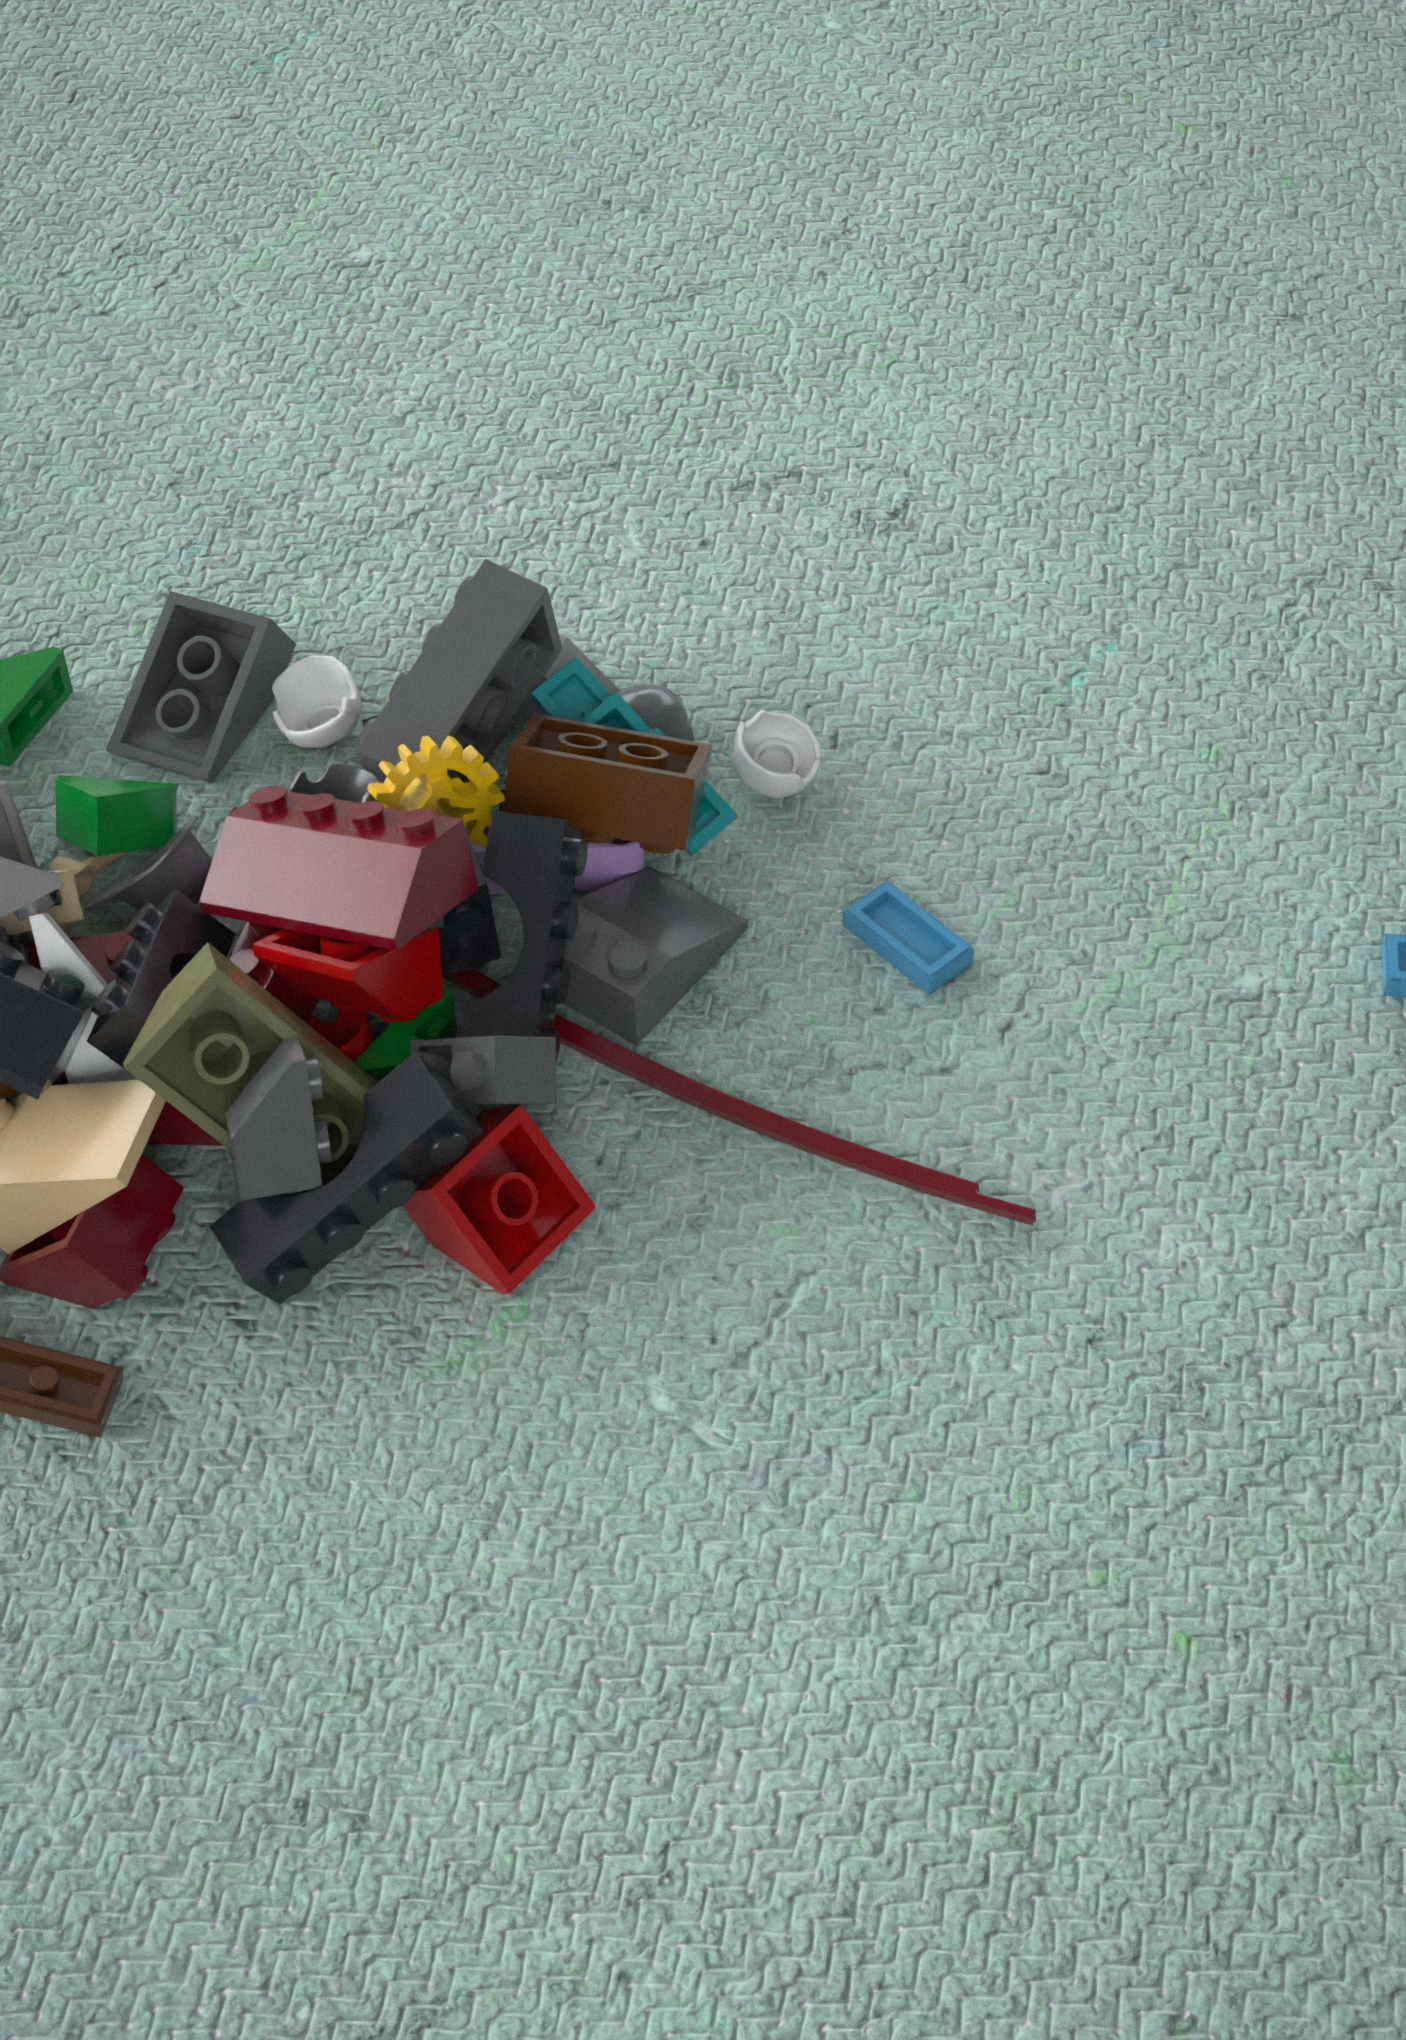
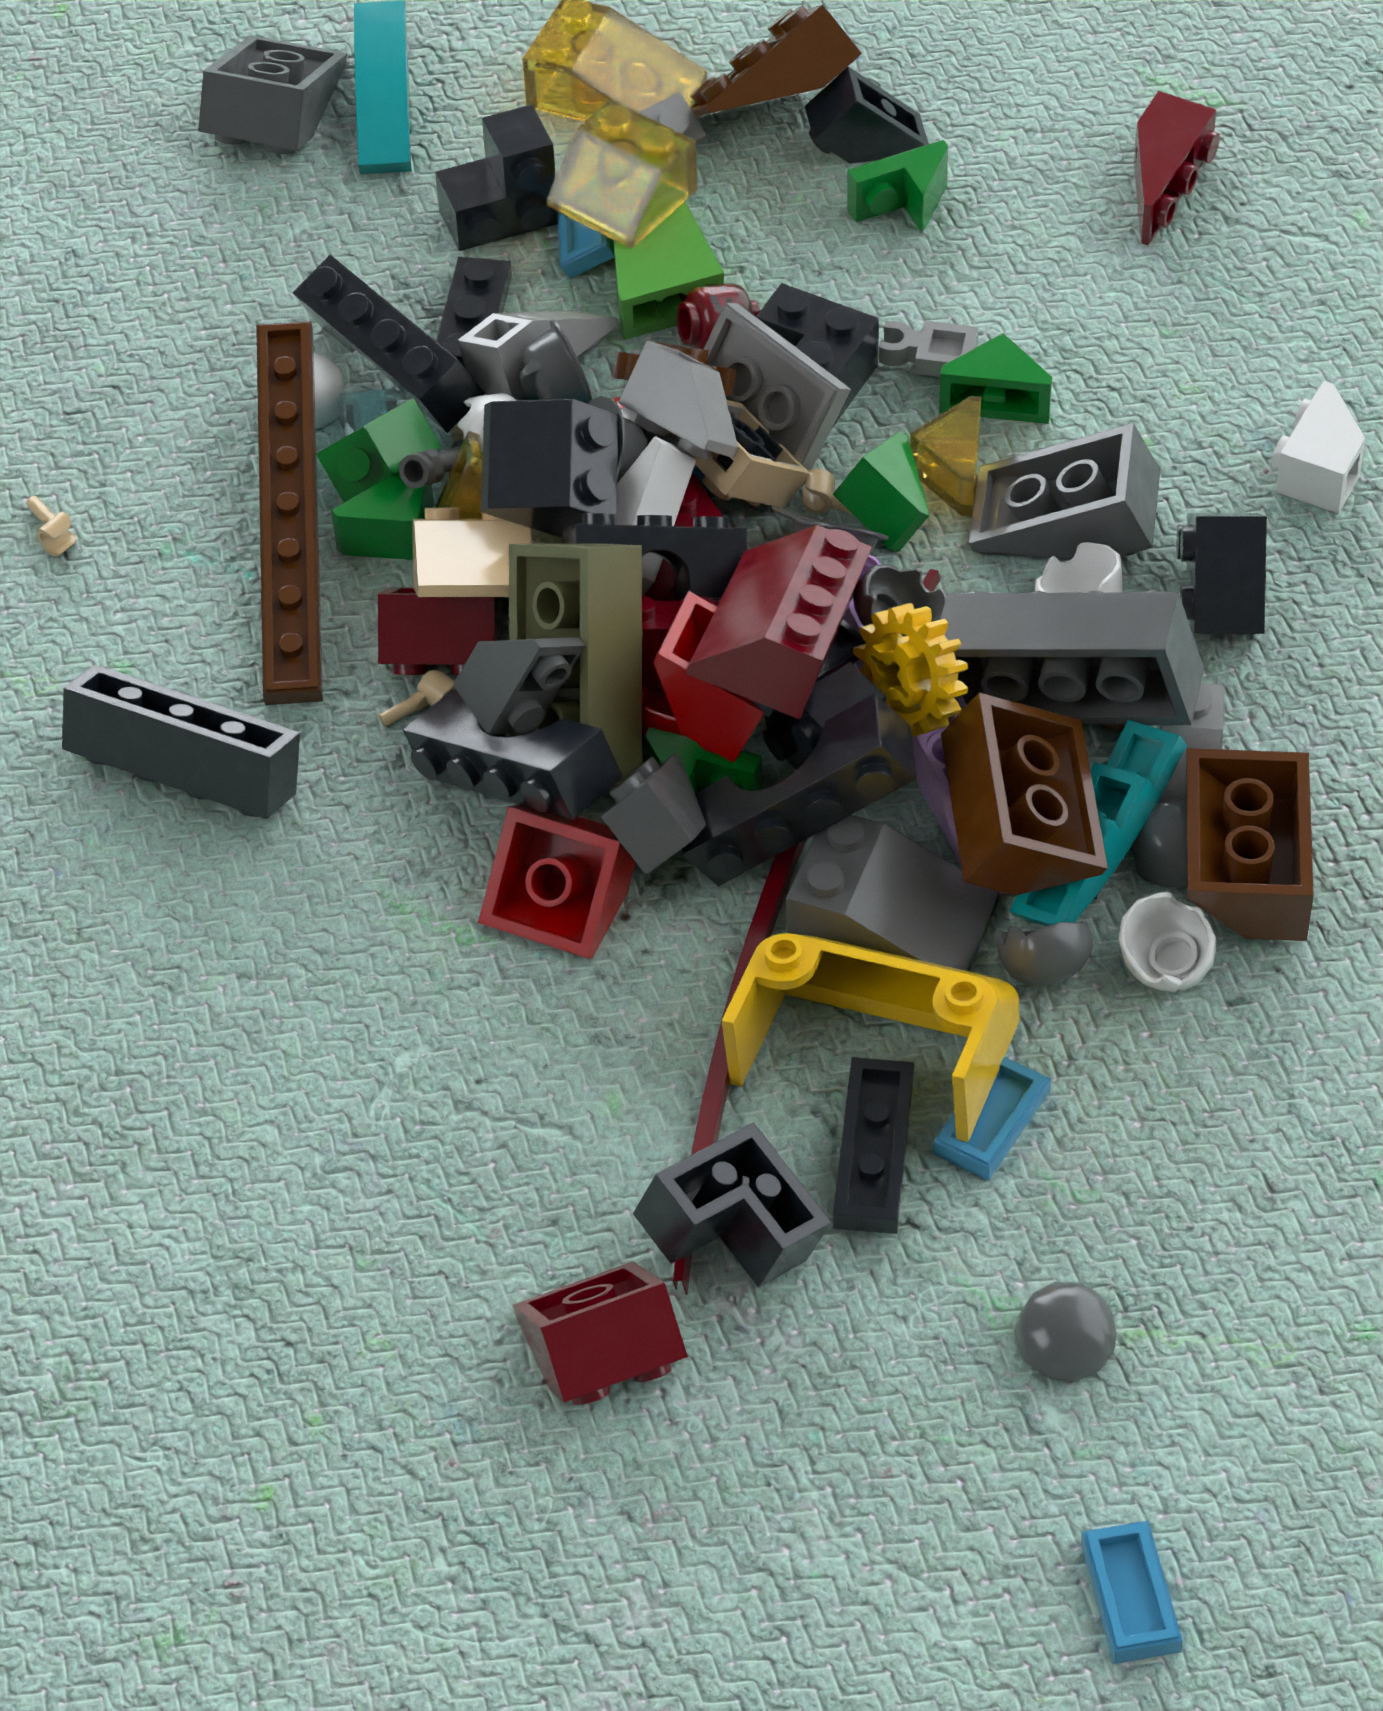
camera: 75 degrees right, 0 degrees up
(100, 748) = (948, 454): none -> clear yellow slope
(150, 1510) = (180, 741): none -> black brick
(178, 1258) = (430, 690): none -> tan hand
(238, 502) = (1322, 454): none -> white slope
(361, 583) = (1226, 572): none -> black brick
(696, 648) = (1251, 840): none -> reddish brown slope
(720, 1000) = (882, 986): none -> yellow windscreen
(749, 843) = (1045, 954): none -> dark grey hair
(921, 1024) = (873, 1145): none -> black plate
(989, 1128) = (736, 1194): none -> black brick
(1078, 1286) = (602, 1332): none -> dark red slope
(1168, 939) = (1066, 1331): none -> dark grey hair

